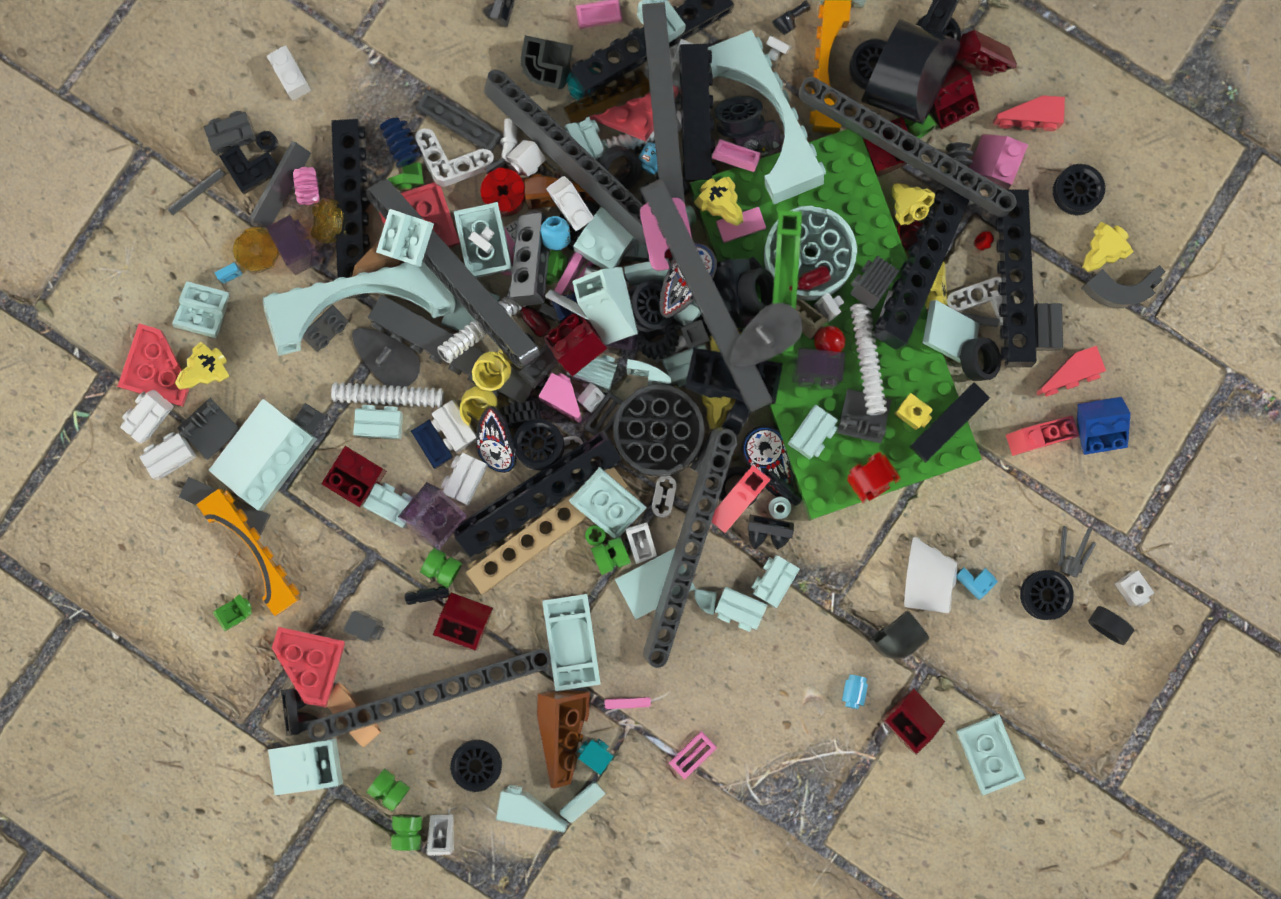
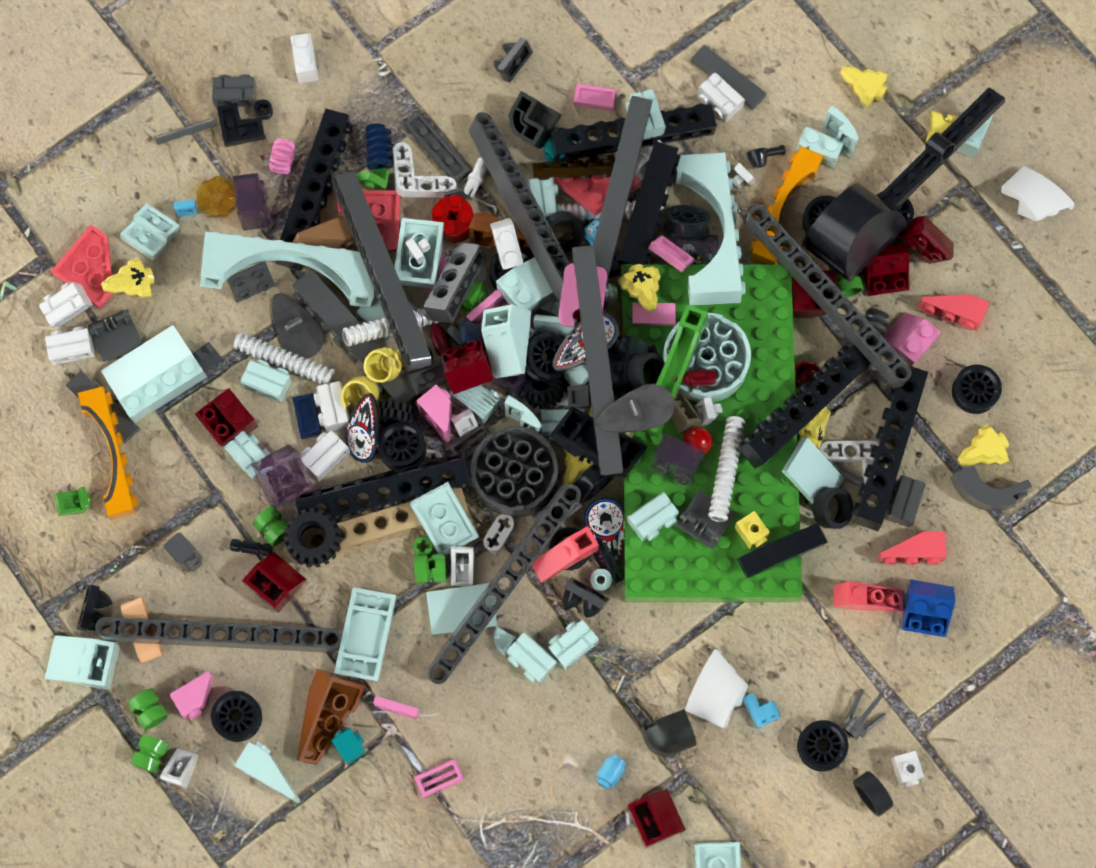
camera: 20 degrees right, 10 degrees down
(279, 185) = (260, 148): dark grey tile -> none
(309, 663) = (122, 569): coral plate -> none
(326, 221) = (288, 191): clear yellow plate -> none
(405, 237) = (350, 224): light aqua slope -> none
(427, 762) = (193, 696): none -> bright pink slope
(467, 563) = (309, 520): none -> black tyre
(525, 158) = (483, 196): white brick -> none
(555, 233) = (485, 266): medium azure head -> none
(565, 302) = (471, 328): white sticker -> none
(582, 802) = (320, 784): light aqua slope -> none
(873, 478) = (693, 575): red brick -> none
(874, 282) = (755, 402): dark grey brick -> none
(911, 202) = (816, 348): light yellow rock -> none
(984, 240) = (873, 405): red piece -> none

